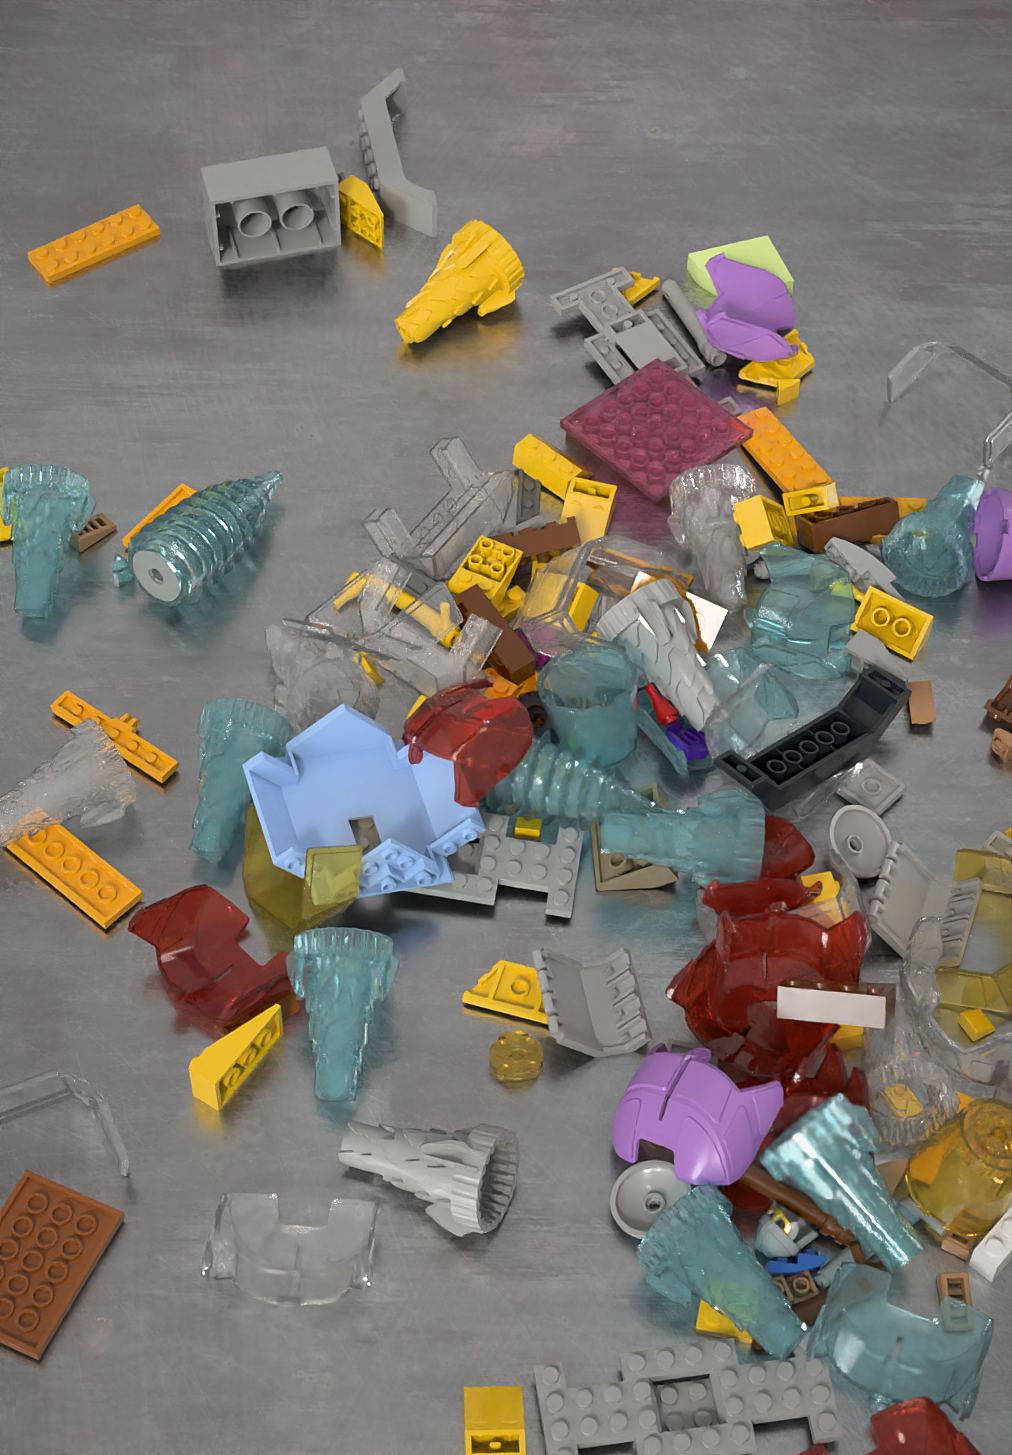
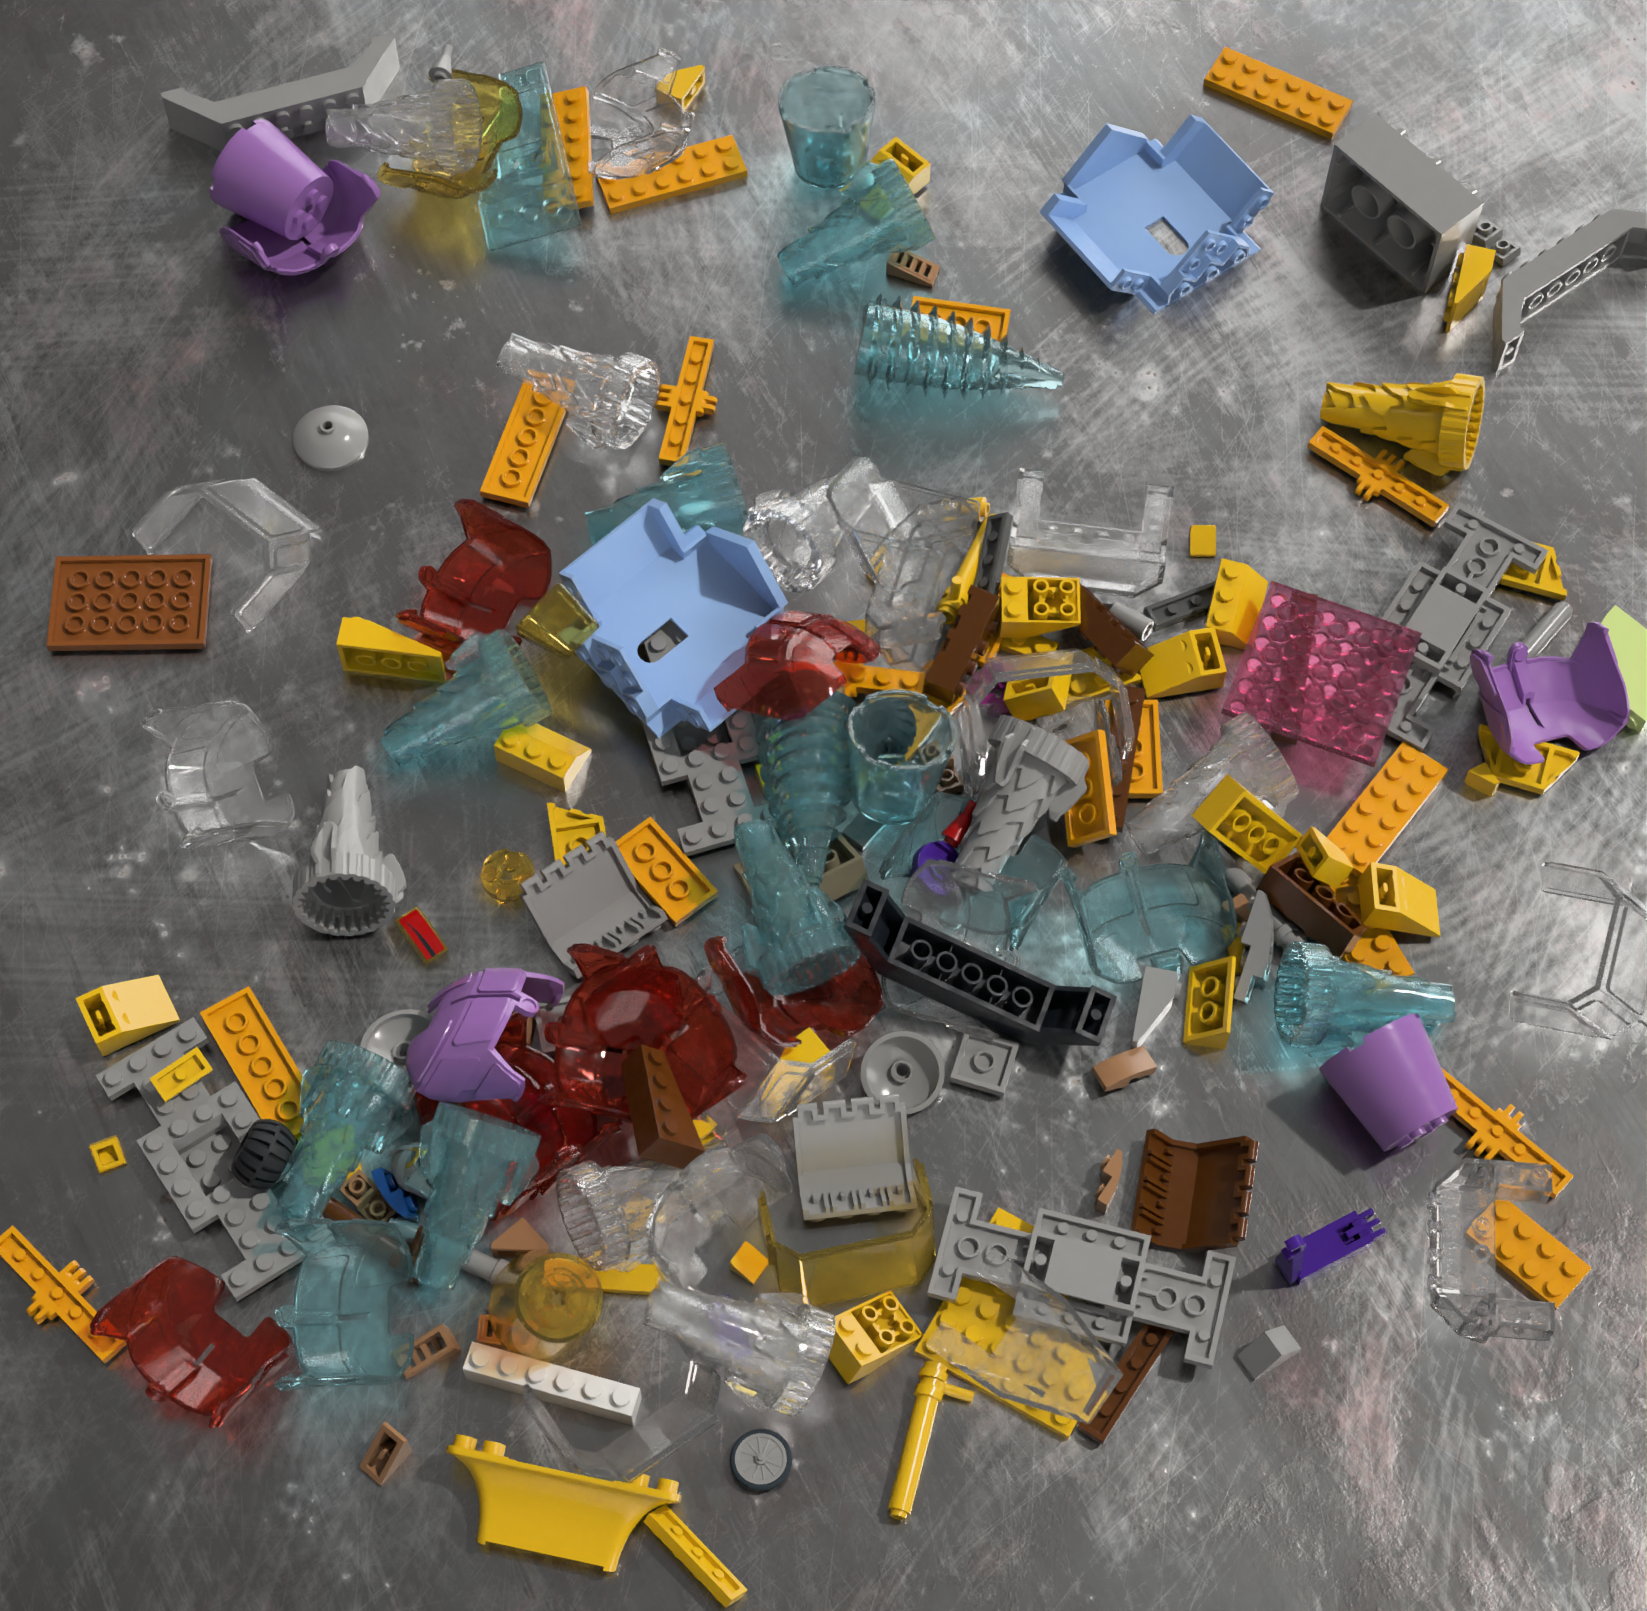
camera: 65 degrees right, 10 degrees up
(151, 324) = (1131, 183): none -> light blue panel
(419, 978) = (541, 754): none -> yellow slope
(482, 458) = (1202, 541): none -> yellow slope
(487, 336) = (1378, 476): none -> light orange hinge
(543, 1146) = (421, 935): none -> slope
(579, 935) = (665, 872): none -> light orange plate
(598, 1392) = (181, 1074): none -> yellow plate
(604, 1329) = (257, 1057): none -> light orange plate
(717, 1348) = (263, 1154): none -> black wheel
(865, 479) = (1397, 901): none -> yellow slope

